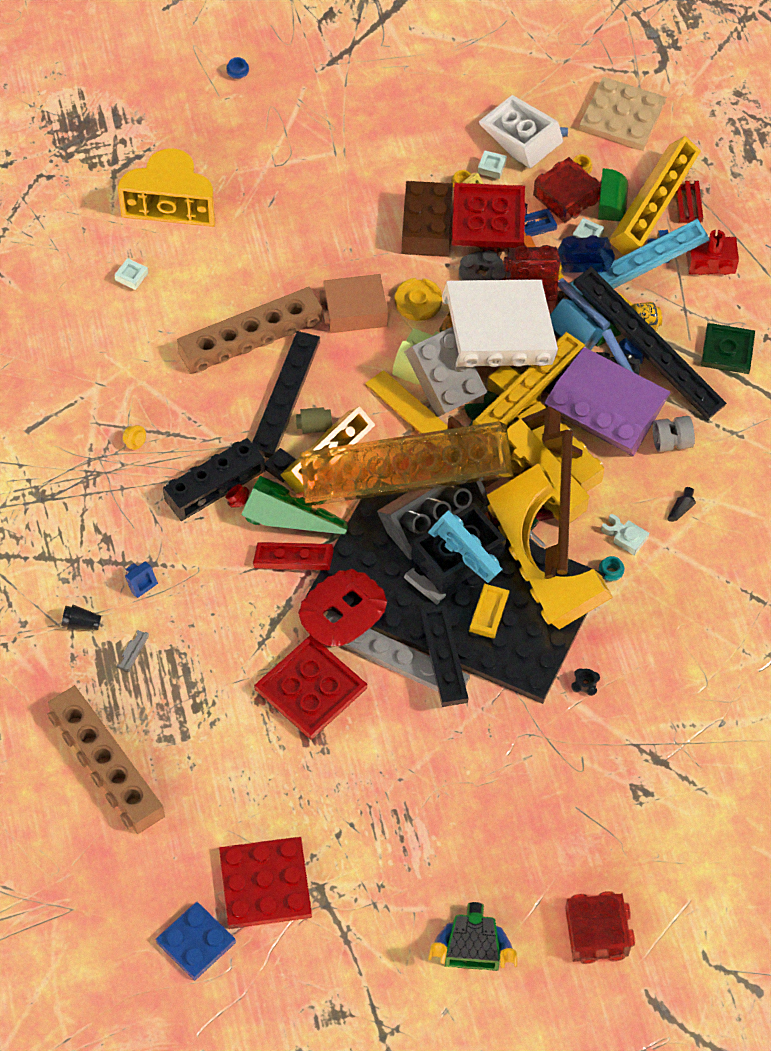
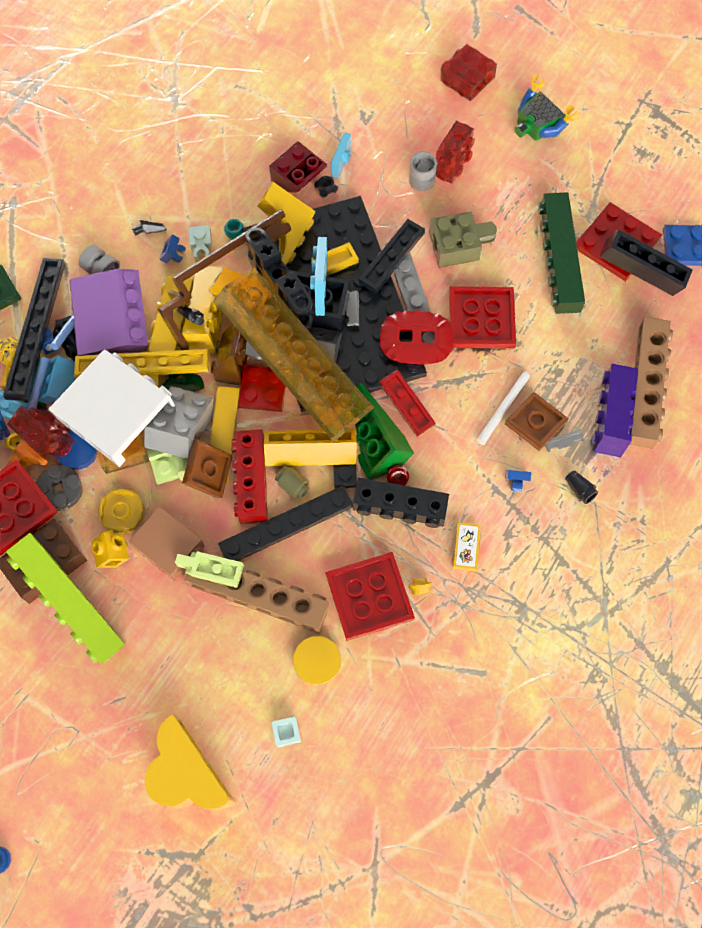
camera: 130 degrees left, 10 degrees up
(109, 700) = (616, 410): none -> dark purple wedge
(129, 498) = (466, 546): none -> tile
(159, 332) = (317, 660): none -> yellow tile
(166, 400) = (369, 596): none -> red plate
(171, 639) = (536, 421): none -> dark orange plate
(209, 855) = (646, 262): none -> black brick
(211, 630) = (494, 421): none -> white bar
(296, 301) = (211, 568): none -> yellowish green hinge
(304, 813) = (561, 253): none -> dark green brick
(345, 392) = (251, 477): none -> red brick
(373, 202) = (65, 597): none -> lime brick
(384, 364) = (207, 469): none -> dark orange plate
(389, 263) = (110, 549): none -> yellow brick
(406, 735) = (459, 239): none -> olive brick
(504, 809) = (454, 152): none -> clear red brick
(505, 508) = (287, 285): none -> black piece
(514, 769) = (422, 171): none -> light grey wheel
(527, 435) = (192, 315): none -> black bar
(606, 719) = (341, 155): none -> medium azure plate
(624, 663) = (296, 168): none -> dark red slope
(637, 500) = (170, 250): none -> blue tile

